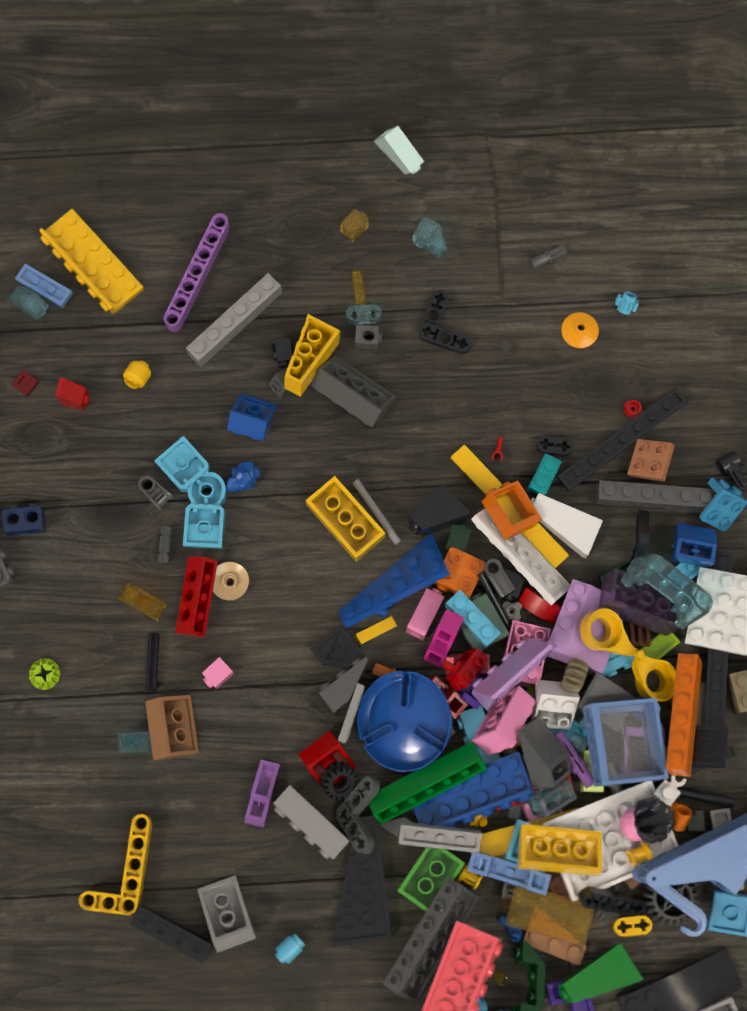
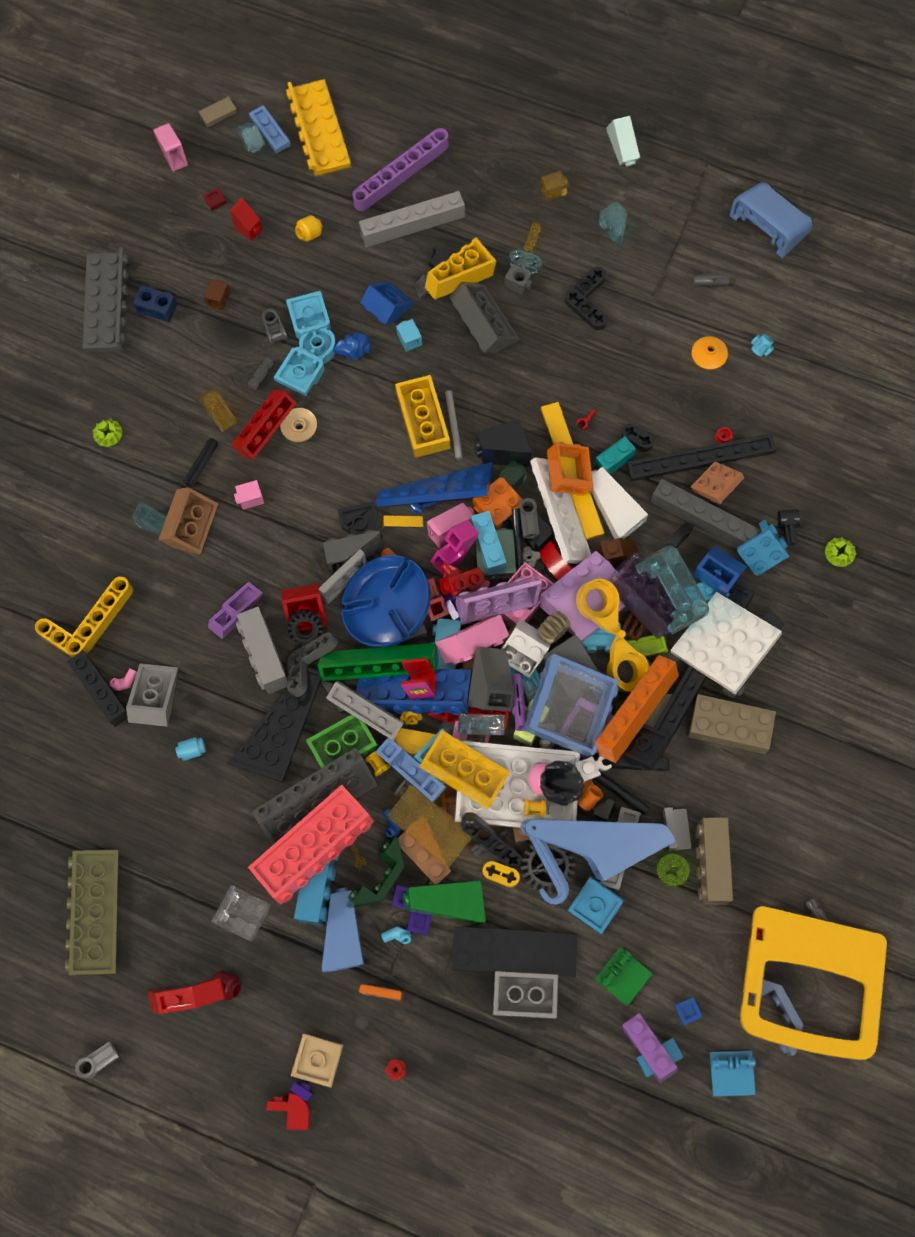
camera: 30 degrees right, 5 degrees down
(80, 483) = (217, 294): none -> reddish brown brick
(192, 915) = (123, 683): none -> bright pink arm
(290, 441) = (409, 335): none -> medium azure brick
(471, 780) = (422, 679): none -> red piece
(576, 167) = (773, 216): none -> medium blue windscreen
(591, 567) = (617, 550): none -> reddish brown slope

